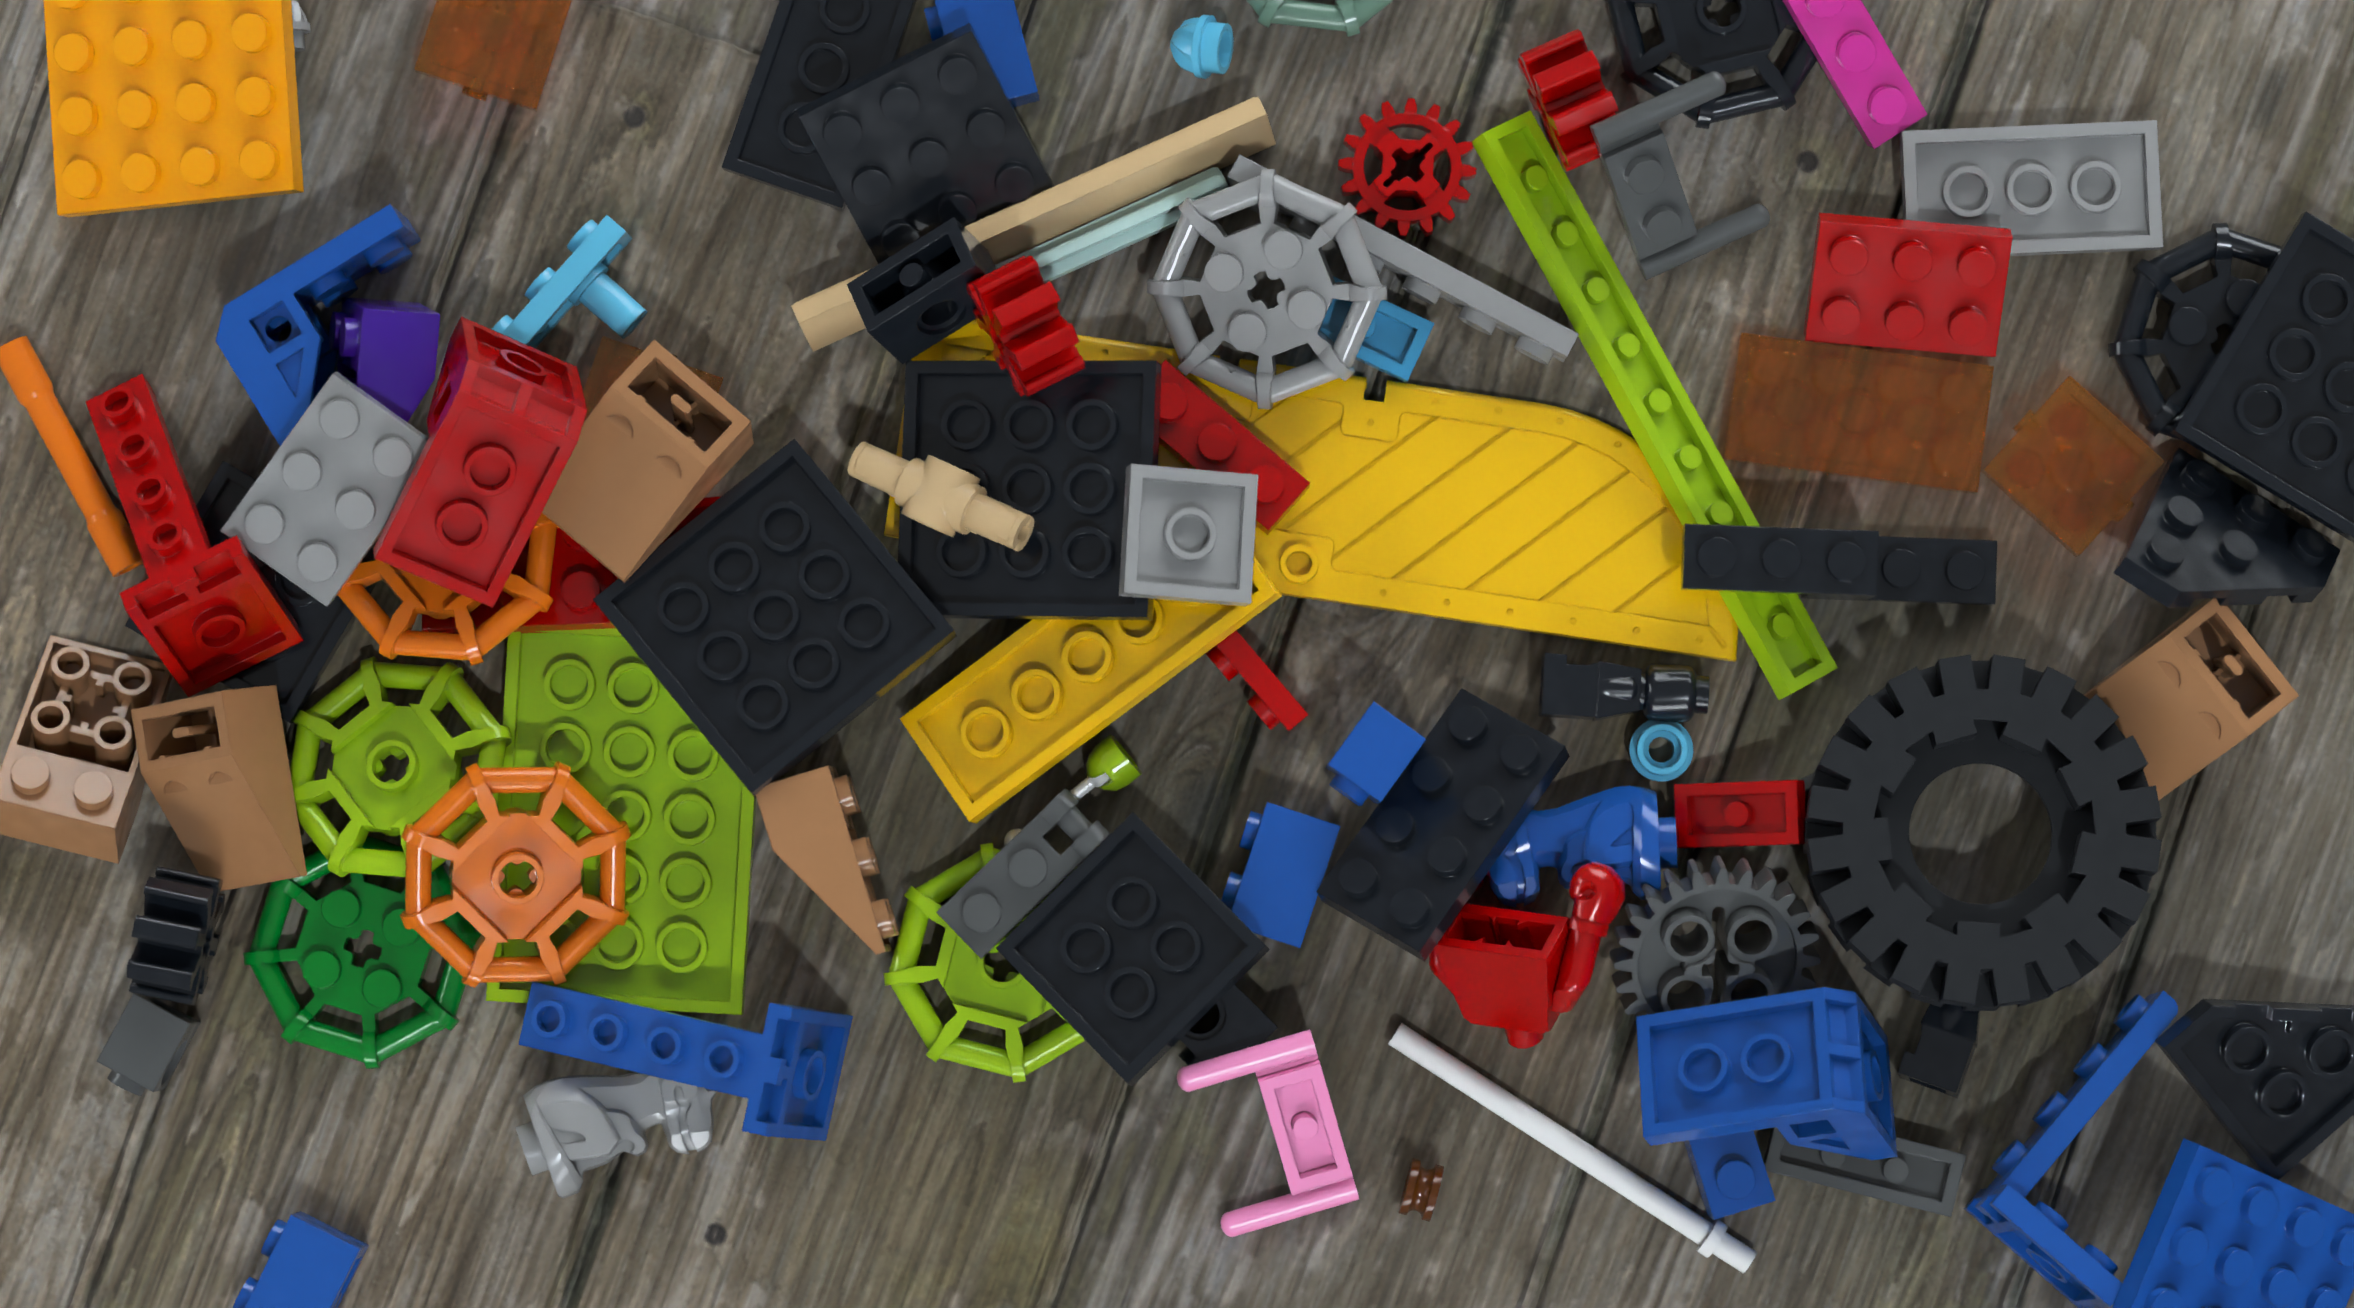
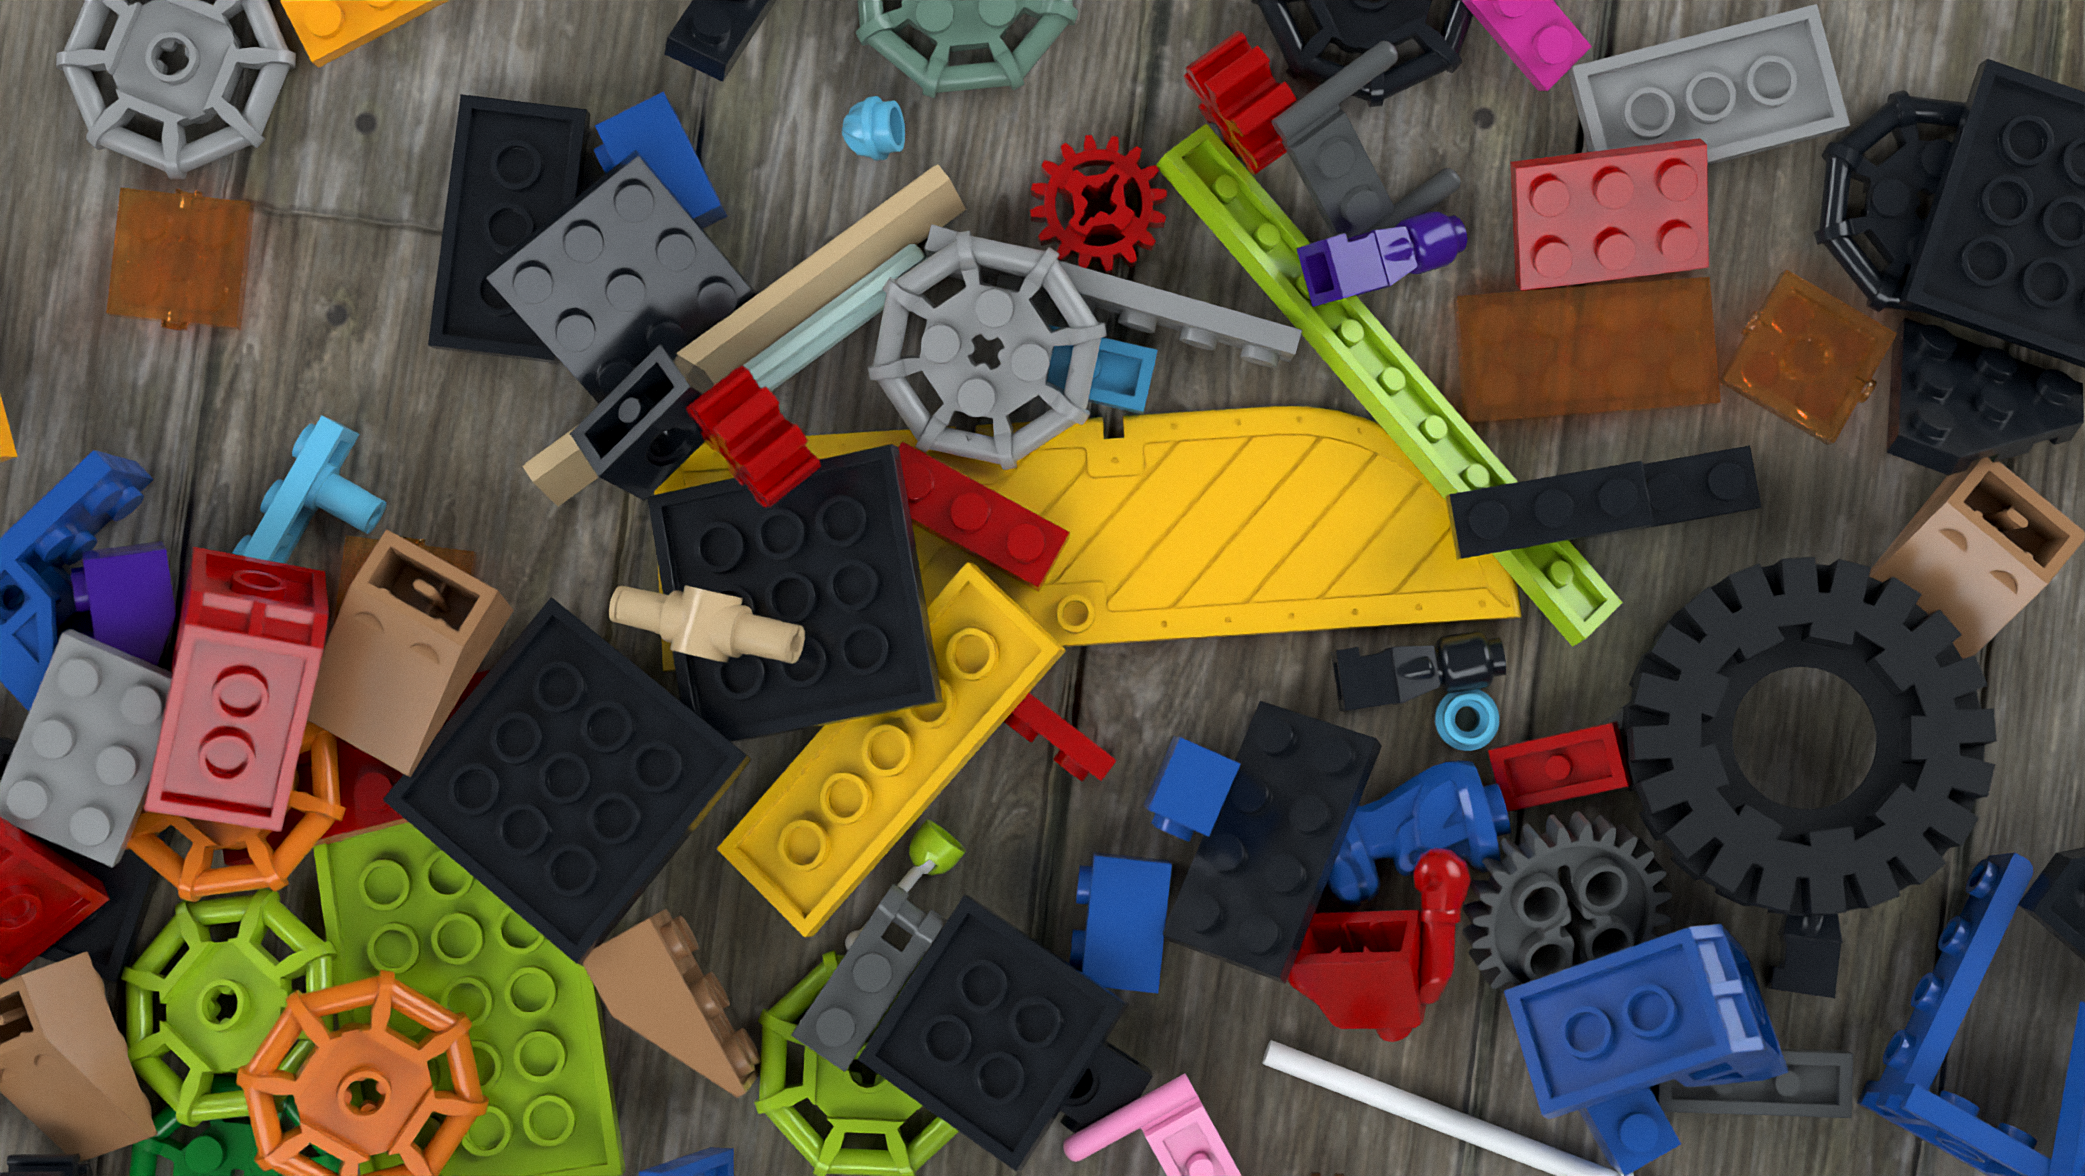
camera: 20 degrees left, 0 degrees up
(1188, 535) = (960, 611): light grey plate -> none
(1671, 280) = (1381, 257): none -> dark purple piece

